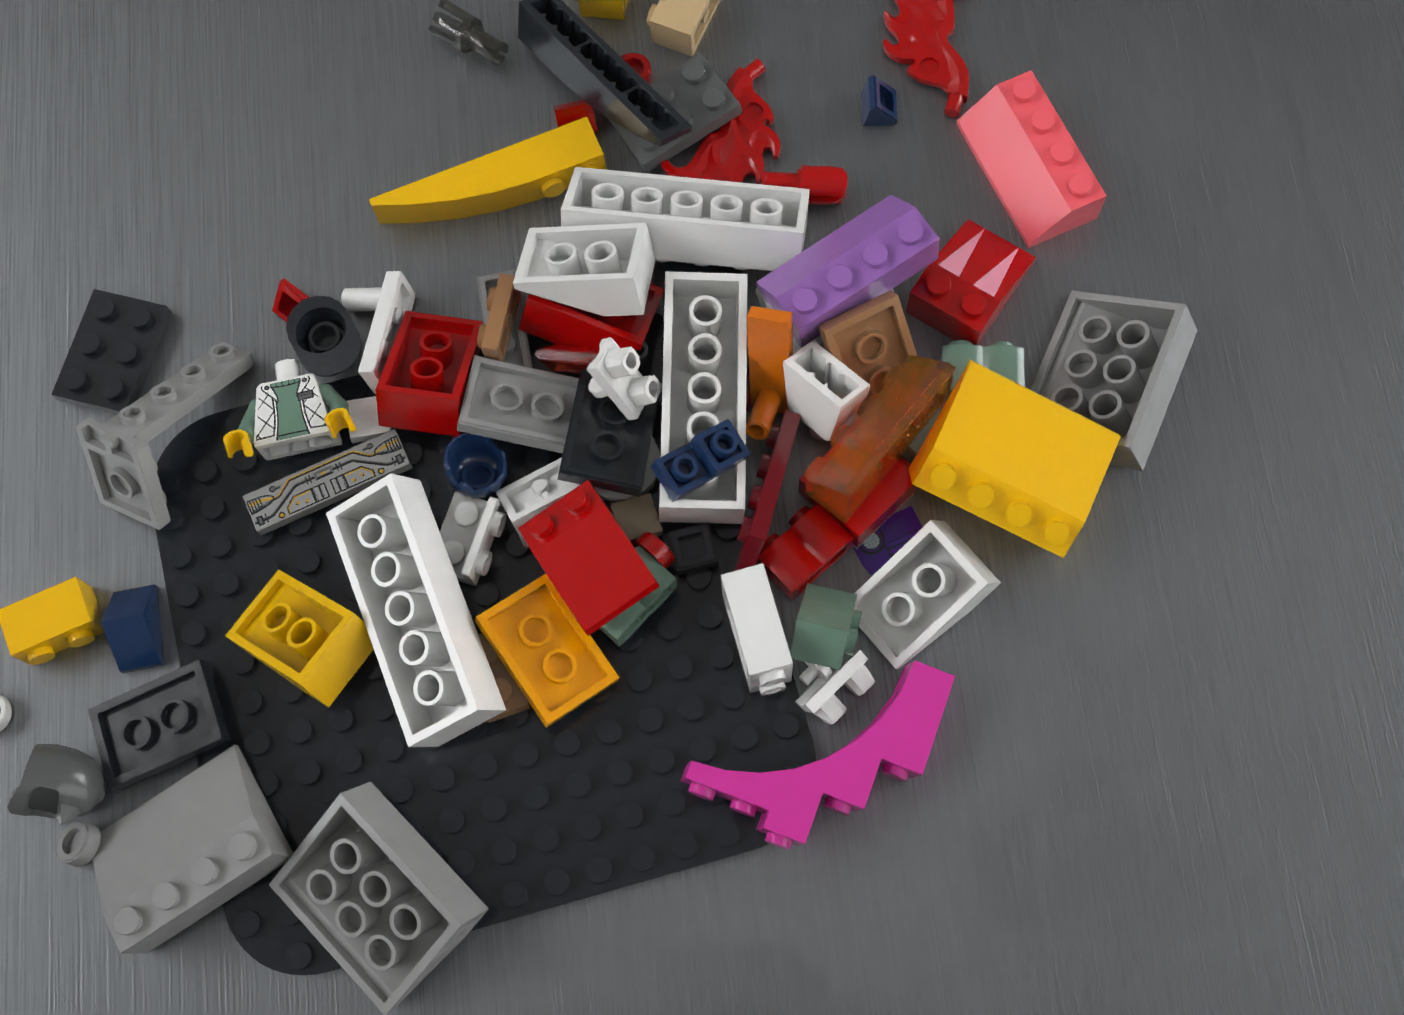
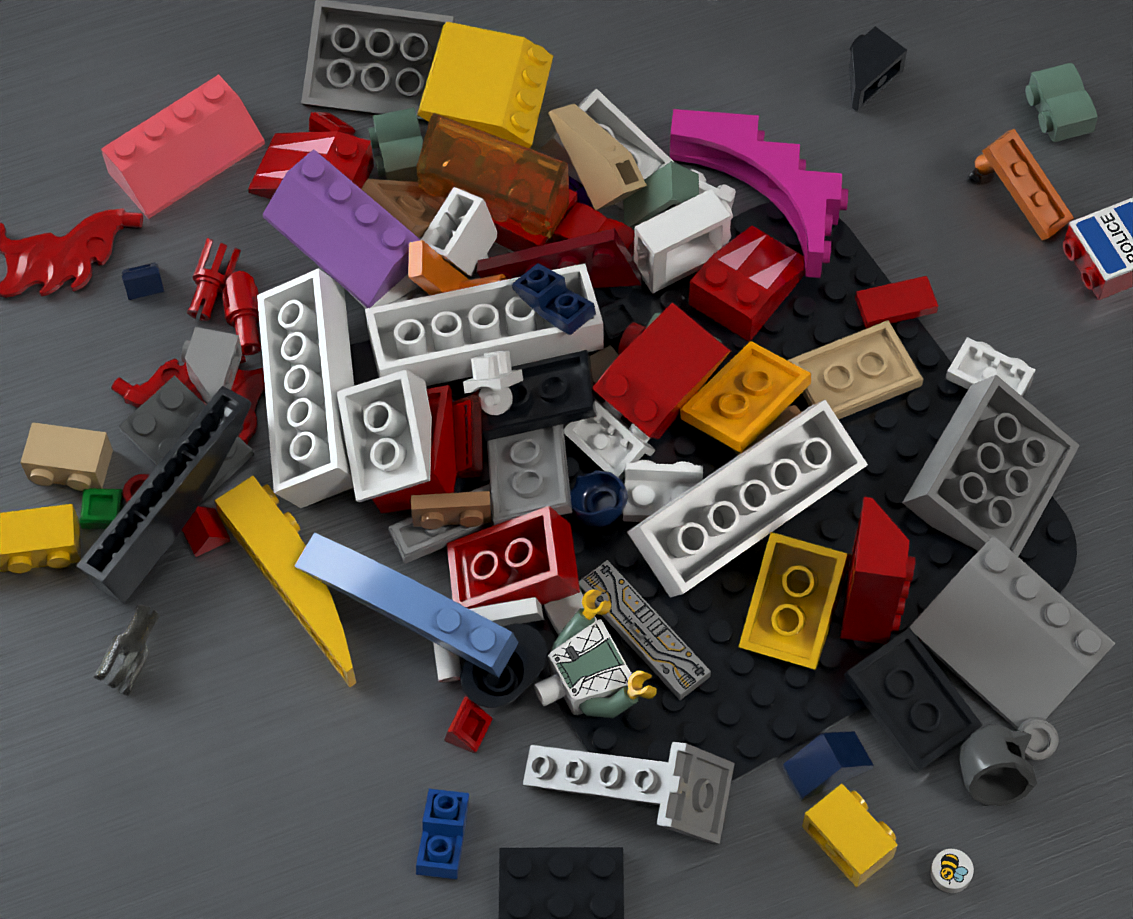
camera: 110 degrees left, 10 degrees down
(201, 264) = (442, 834): none -> blue slope
(245, 695) = (876, 577): none -> red slope
(399, 258) = (409, 603): none -> medium blue slope
(503, 942) = (980, 361): none -> white bracket
(554, 788) = (859, 370): none -> tan tile
(627, 34) = (100, 507): none -> green tile
(630, 864) = (896, 301): none -> red tile
(702, 700) = (746, 281): none -> red slope
(738, 138) = (212, 360): none -> light grey slope
(855, 161) = (210, 281): none -> red arm
(893, 558) = (599, 159): none -> tan slope
(979, 946) = (873, 65): none -> black slope
(1028, 313) = (328, 122): none -> red slope

